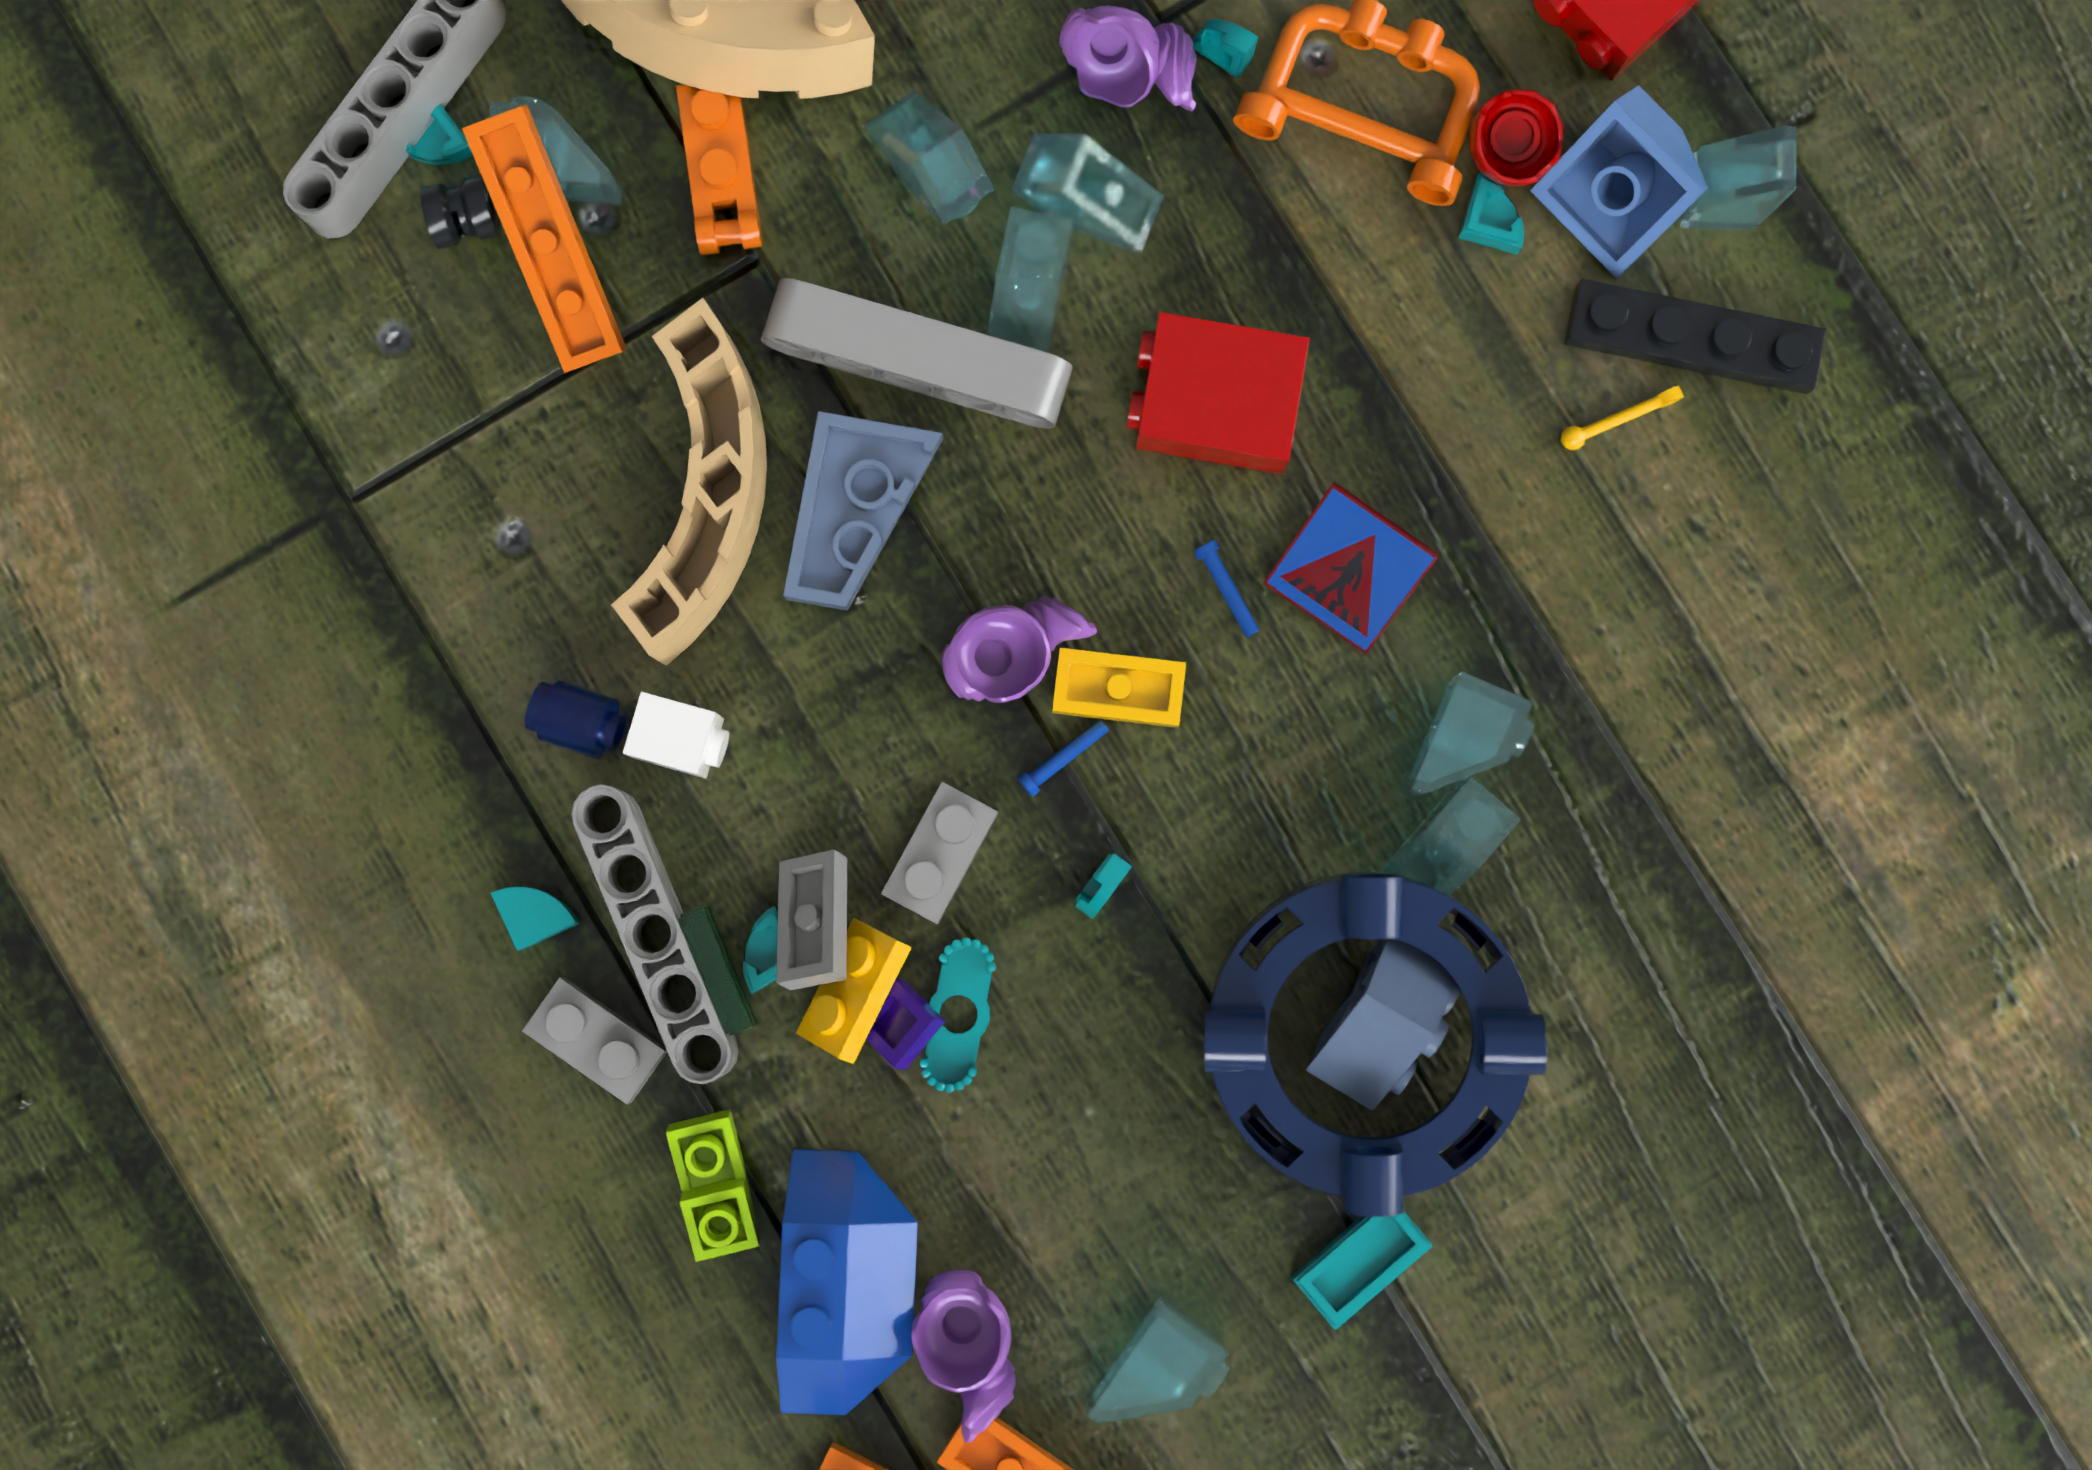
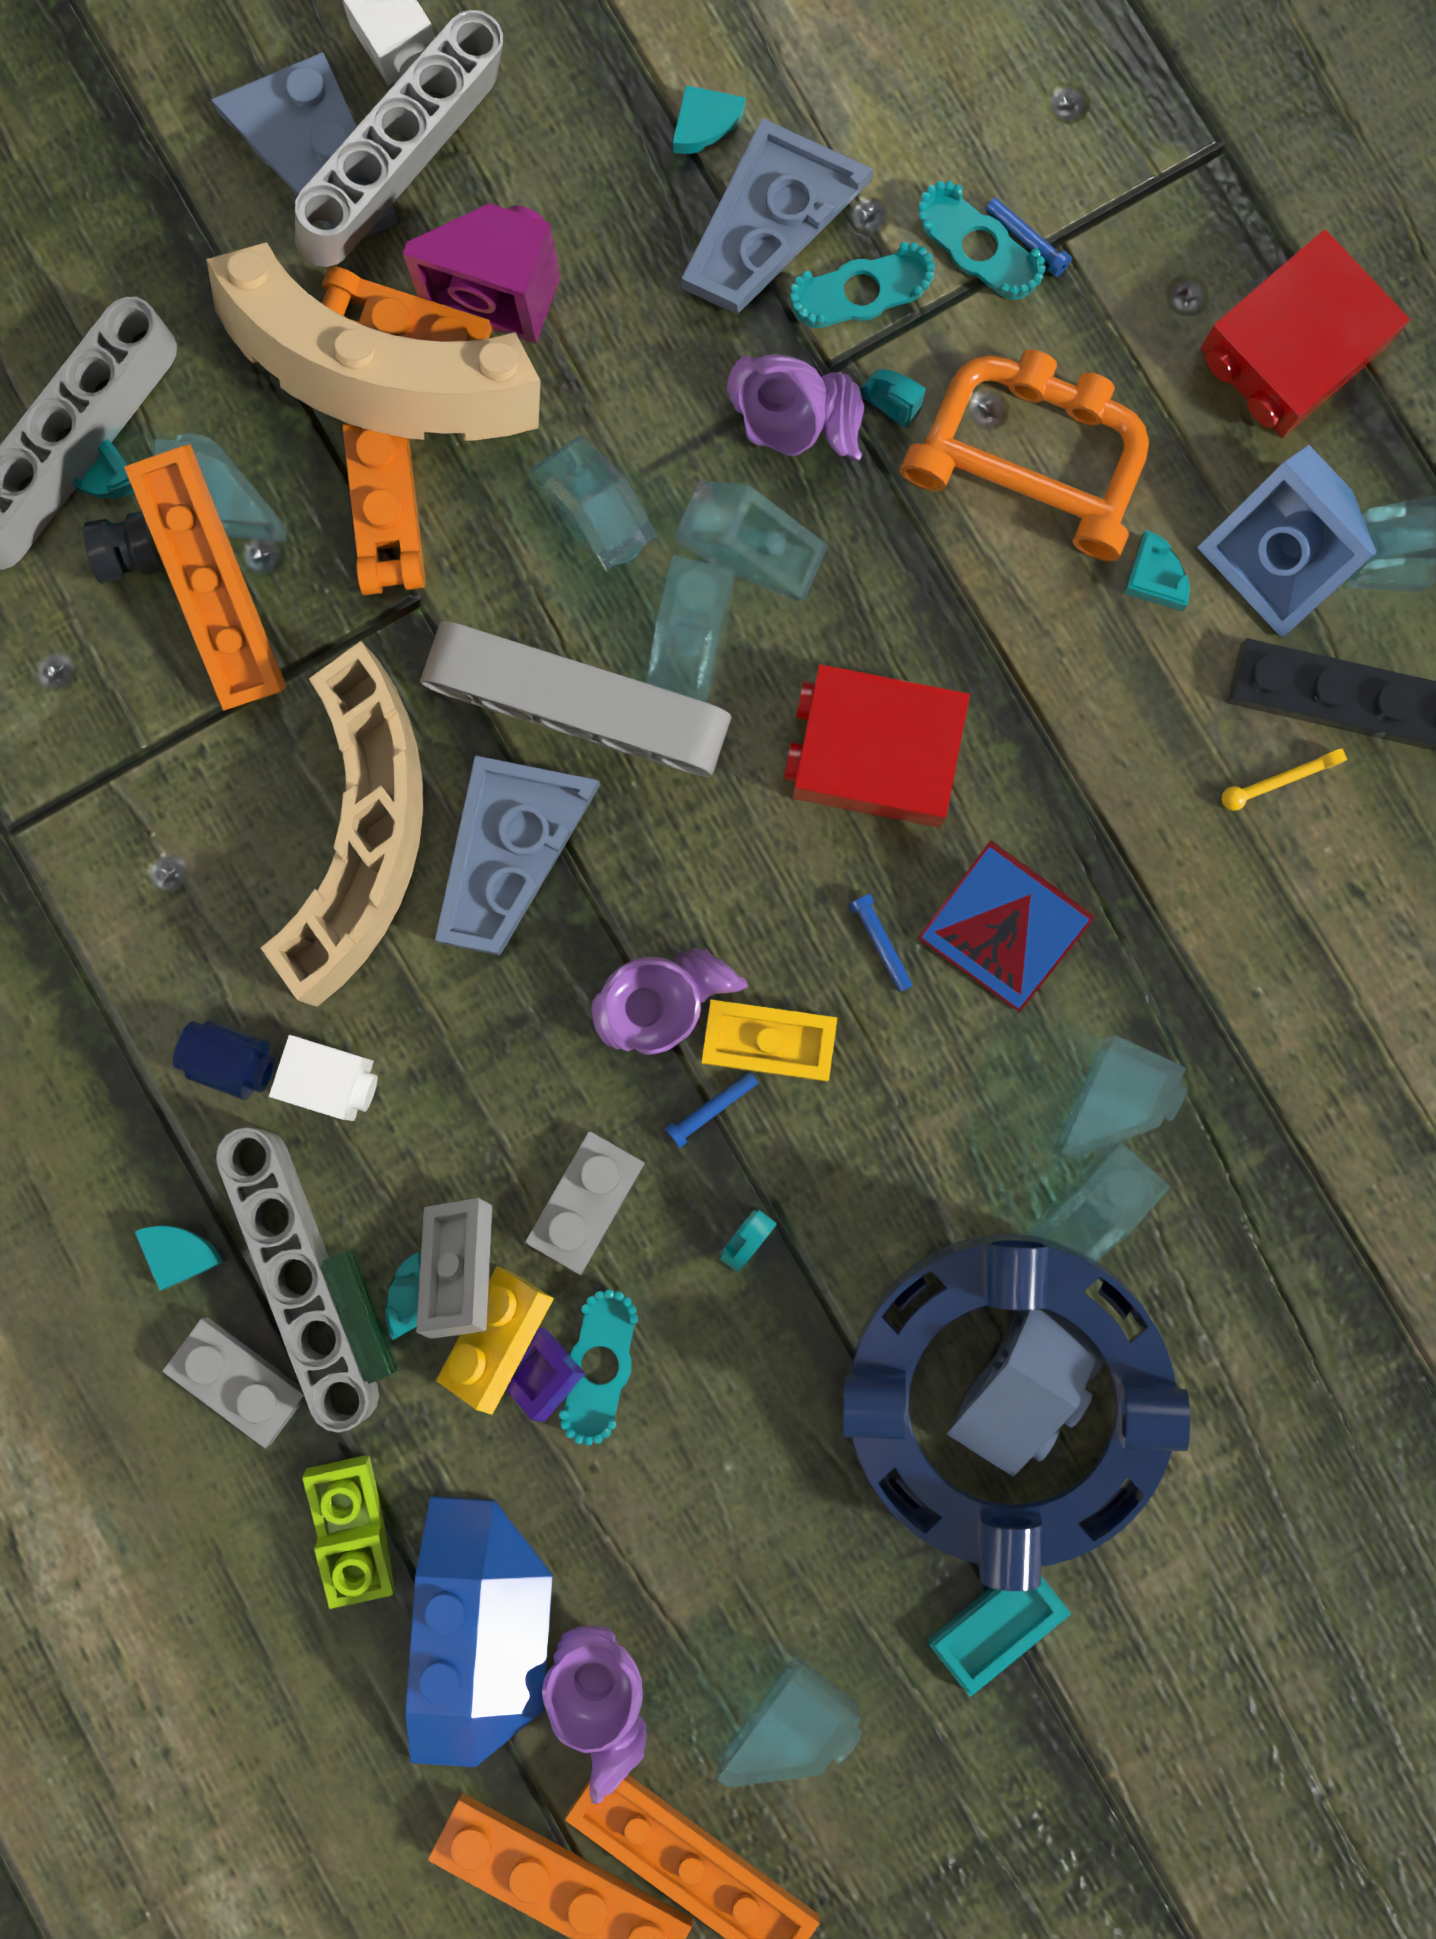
camera: 10 degrees right, 0 degrees up
(1516, 137) = (1184, 495): red hair -> none

